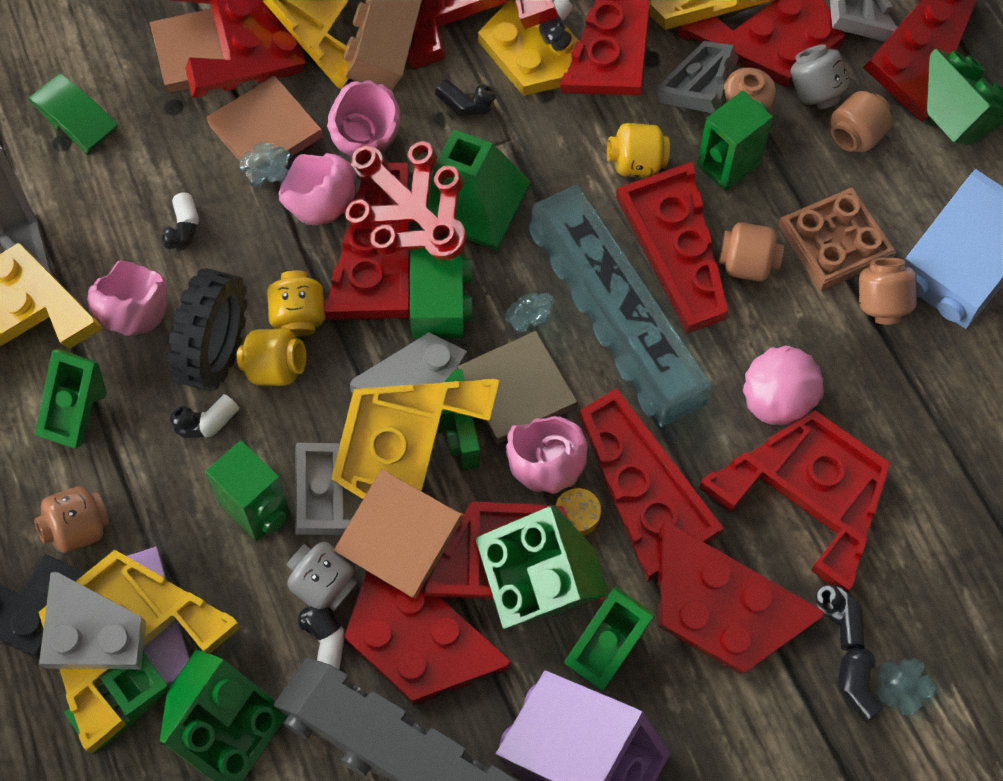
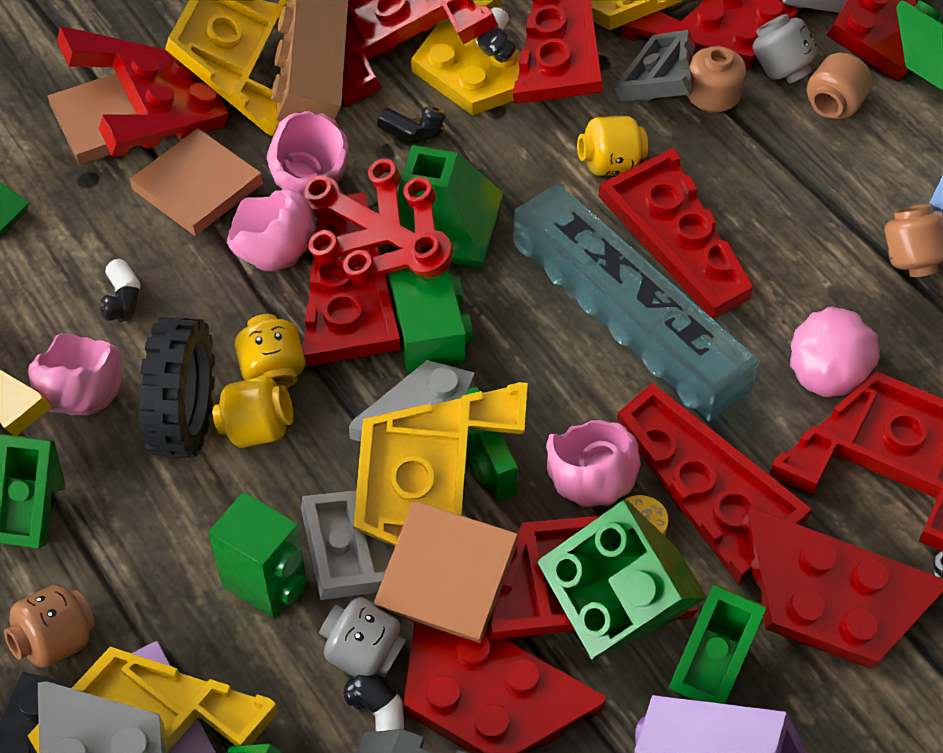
camera: 10 degrees left, 10 degrees down
(203, 424) = (188, 498): arm -> none
(265, 163) = (206, 214): clear light blue plant -> none
(527, 385) = (555, 397): dark tan tile -> none
(531, 309) = (534, 321): clear light blue plant -> none
(734, 140) = (714, 117): green brick -> none
(750, 252) = (760, 226): nougat head -> none
(835, 238) = (843, 202): nougat tile -> none

